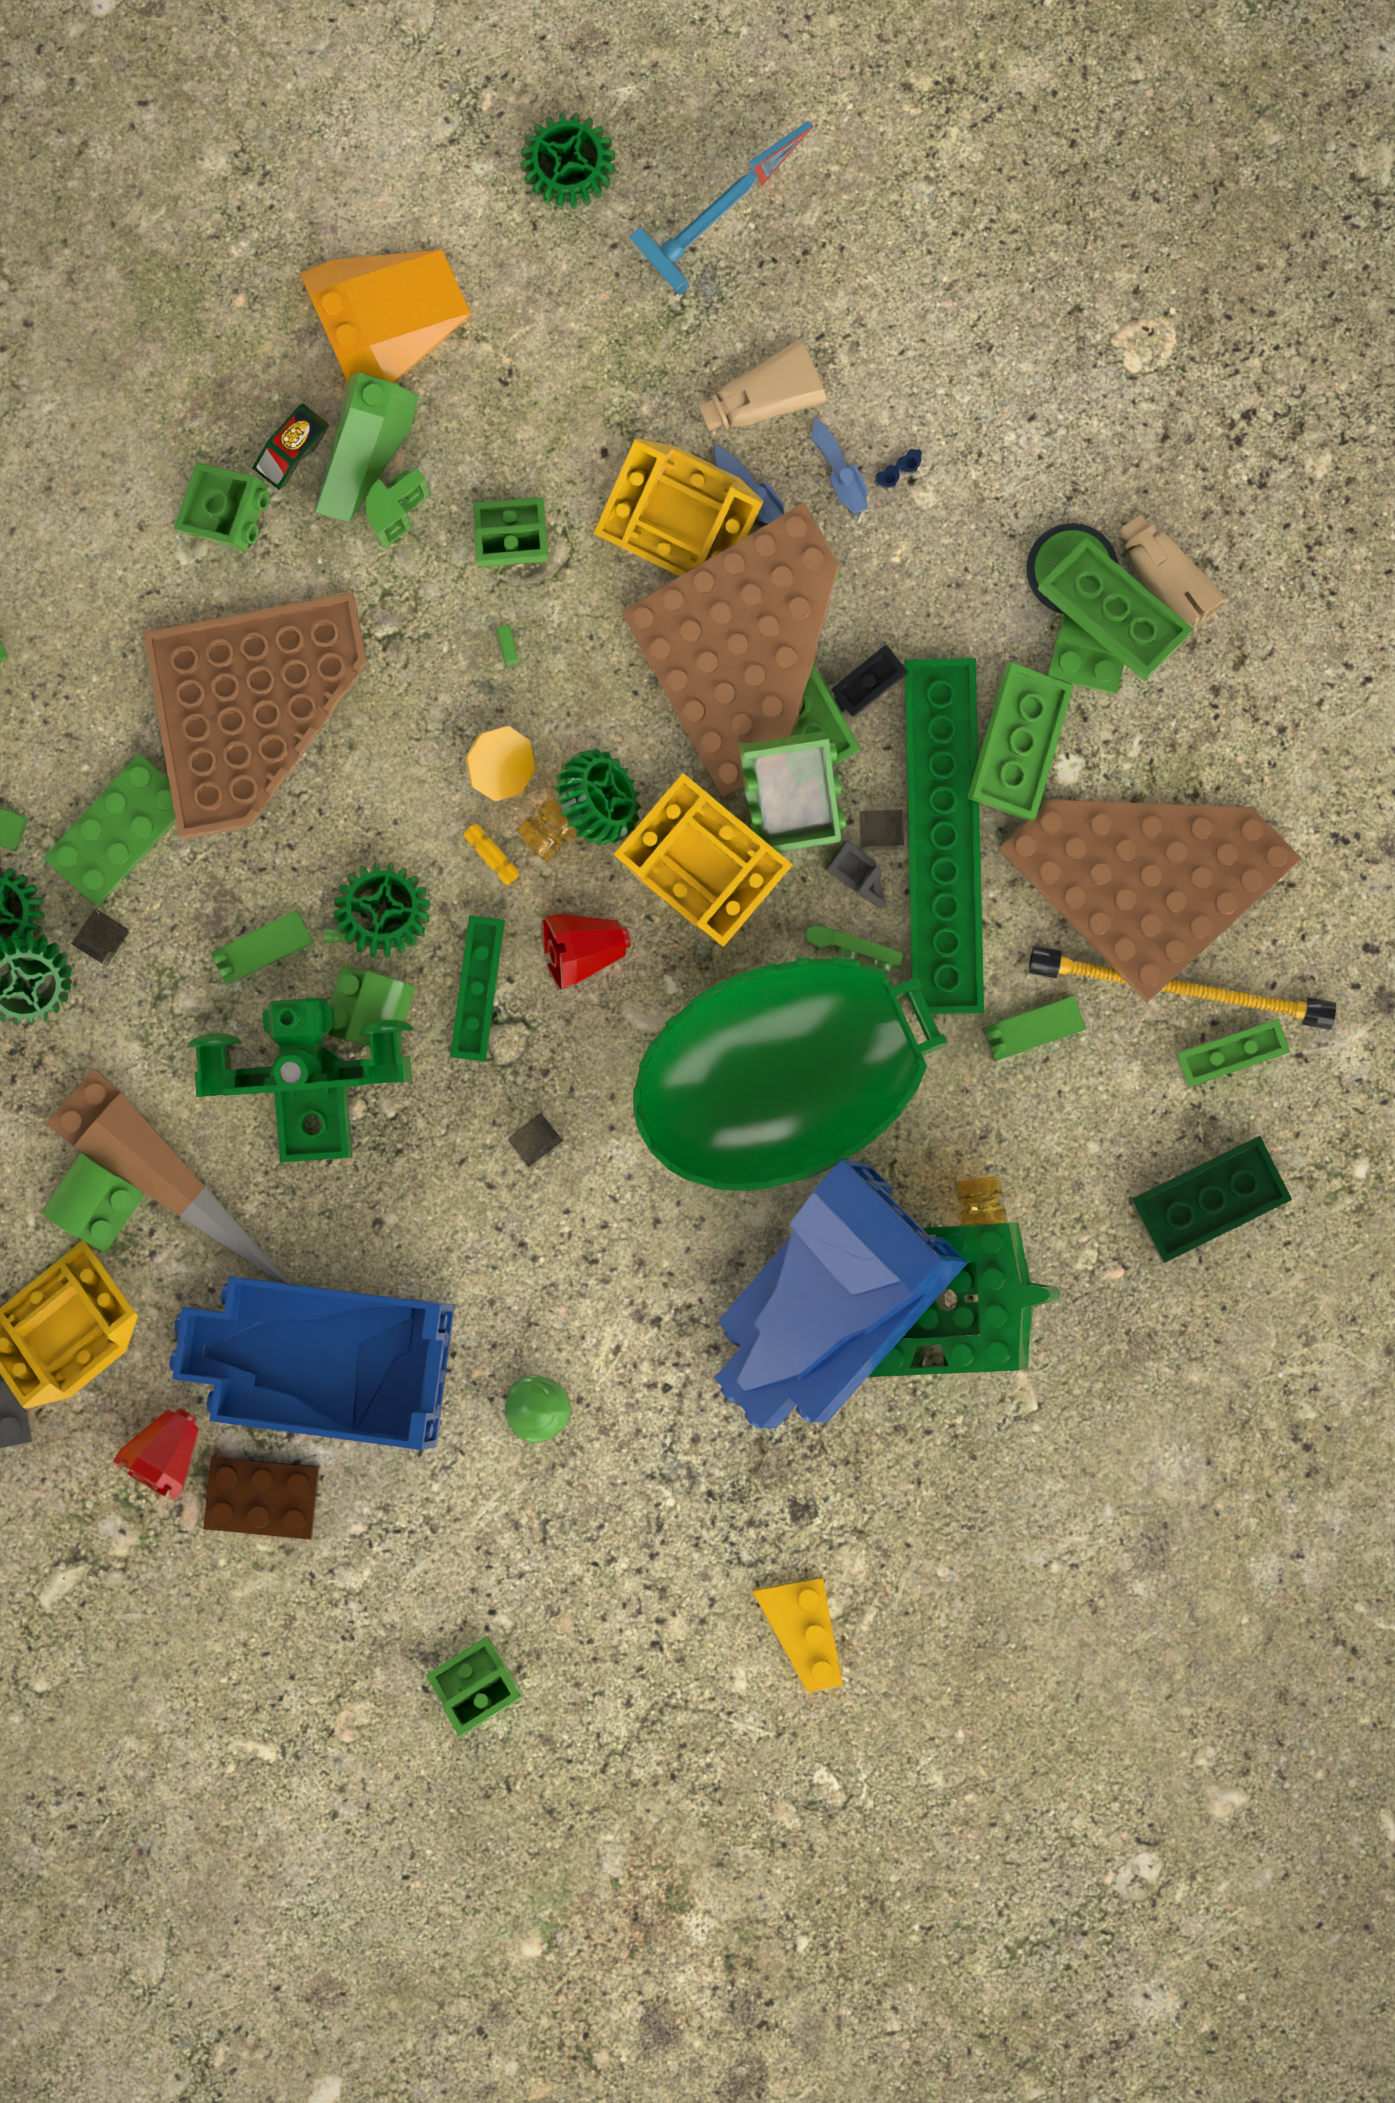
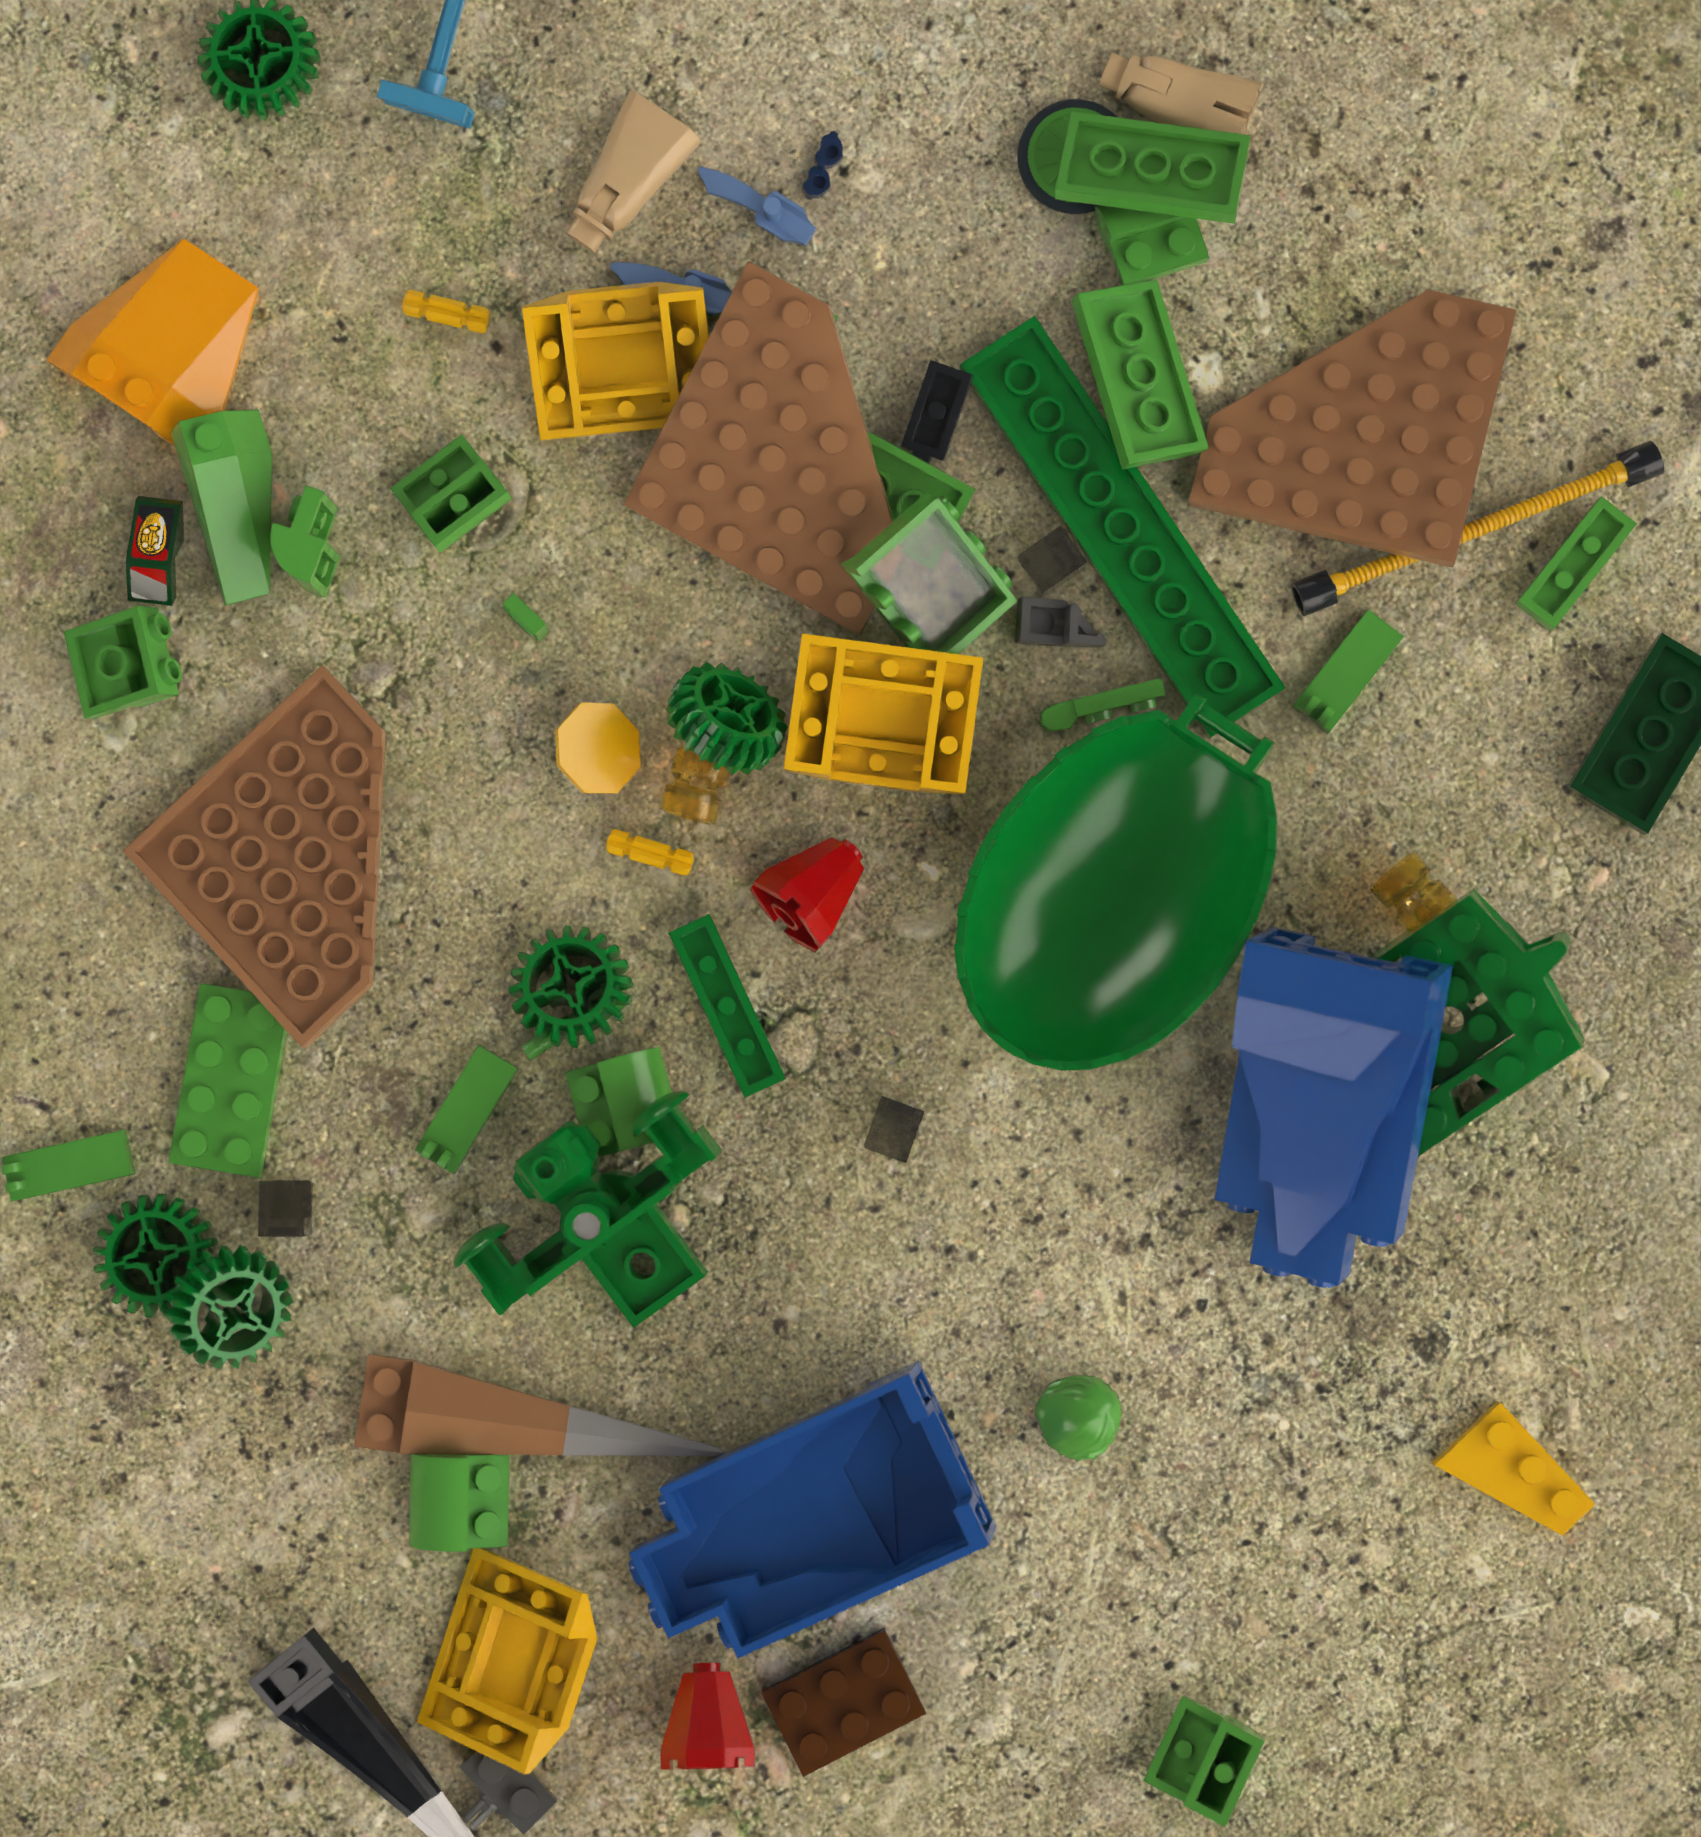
camera: 25 degrees left, 0 degrees up
(585, 408) = (446, 311): none -> yellow axle

